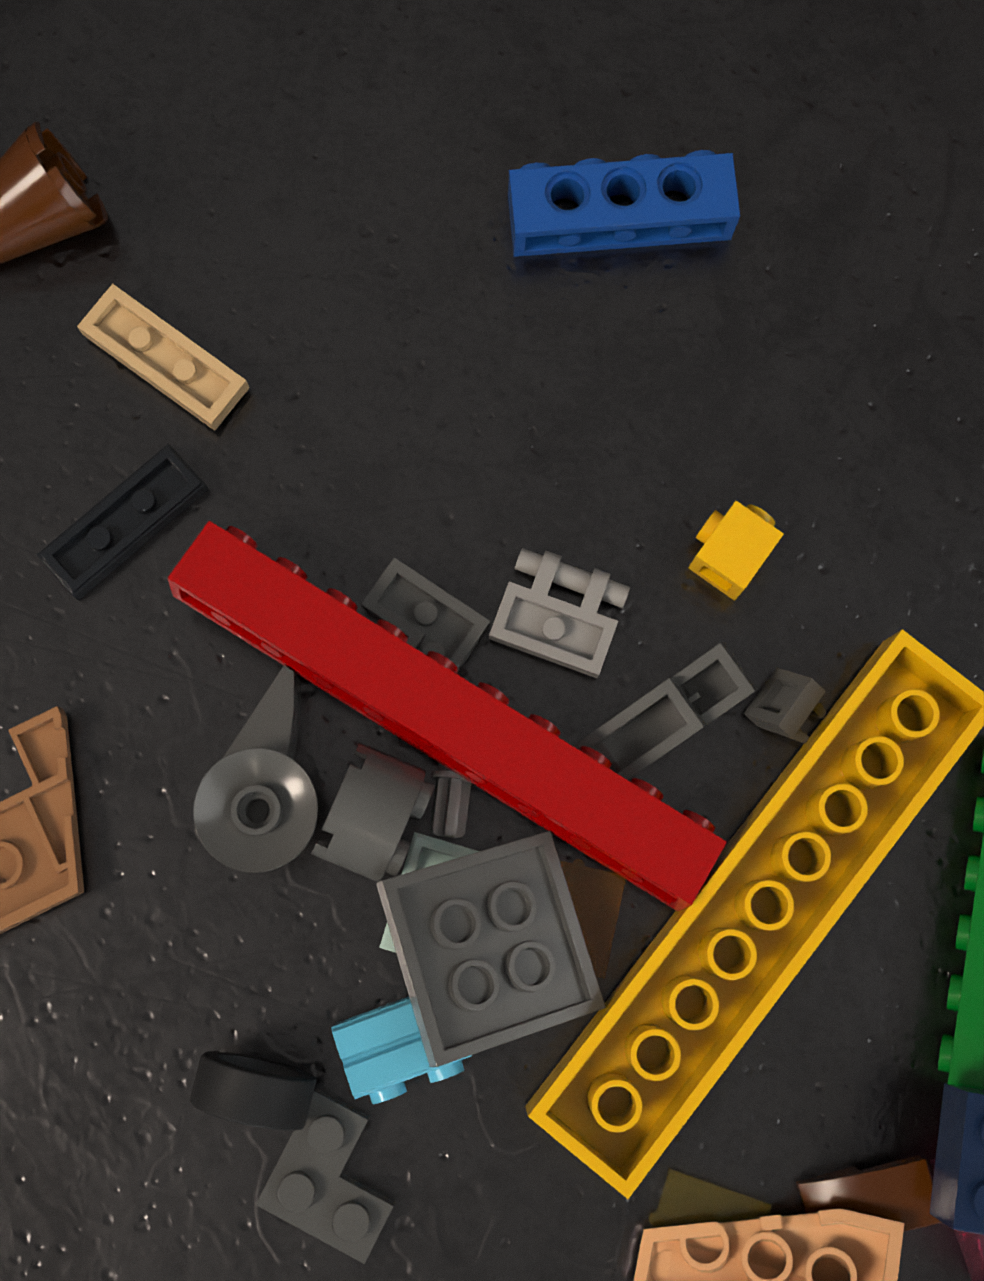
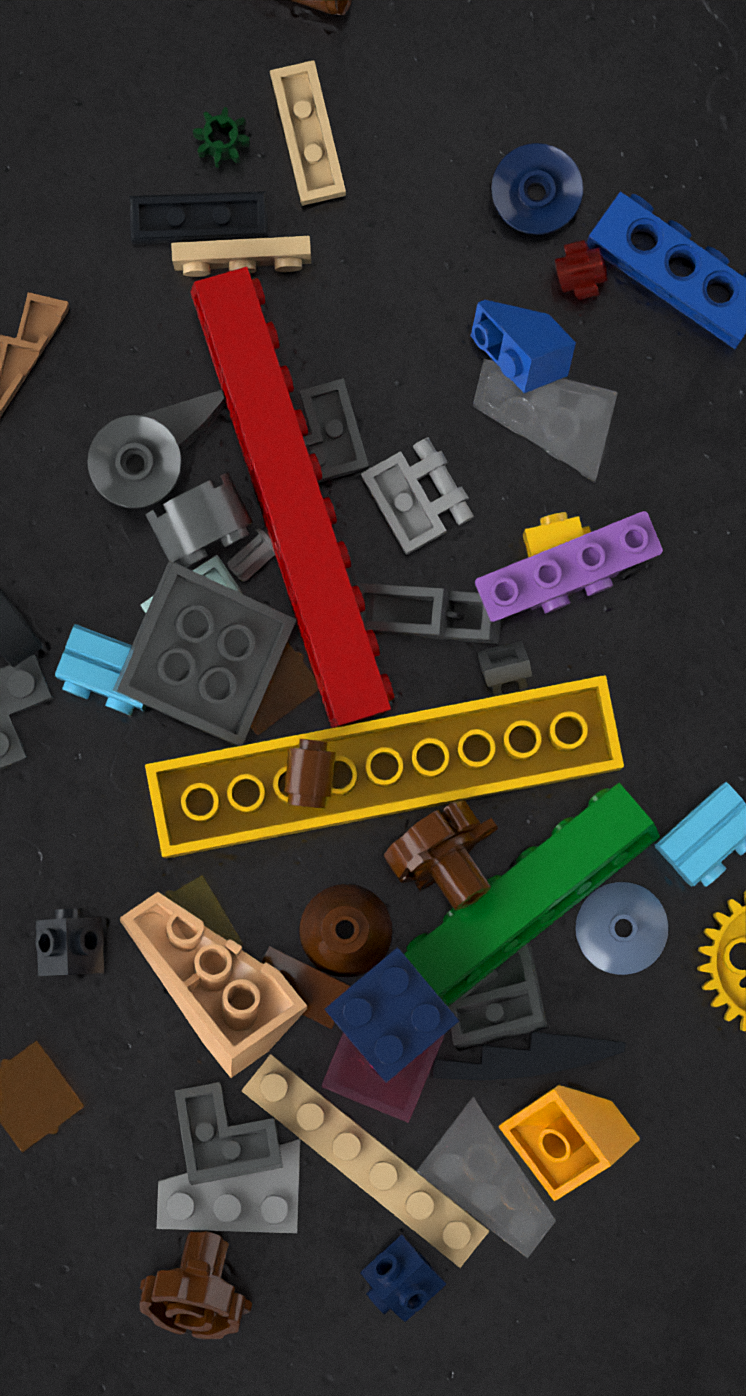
camera: 45 degrees right, 5 degrees up
(76, 412) = (226, 126): none -> dark green gear
(157, 553) = (200, 257): none -> tan plate
(421, 212) = (543, 167): none -> dark blue dish
(533, 273) = (581, 269): none -> clear red gear
(538, 384) = (523, 343): none -> blue slope
(614, 430) = (560, 417): none -> clear wing
(709, 982) = (309, 774): none -> reddish brown brick
(769, 558) = (568, 568): none -> medium lavender bracket
(861, 1102) = (351, 955): none -> reddish brown cone
(901, 946) = (439, 854): none -> reddish brown piece

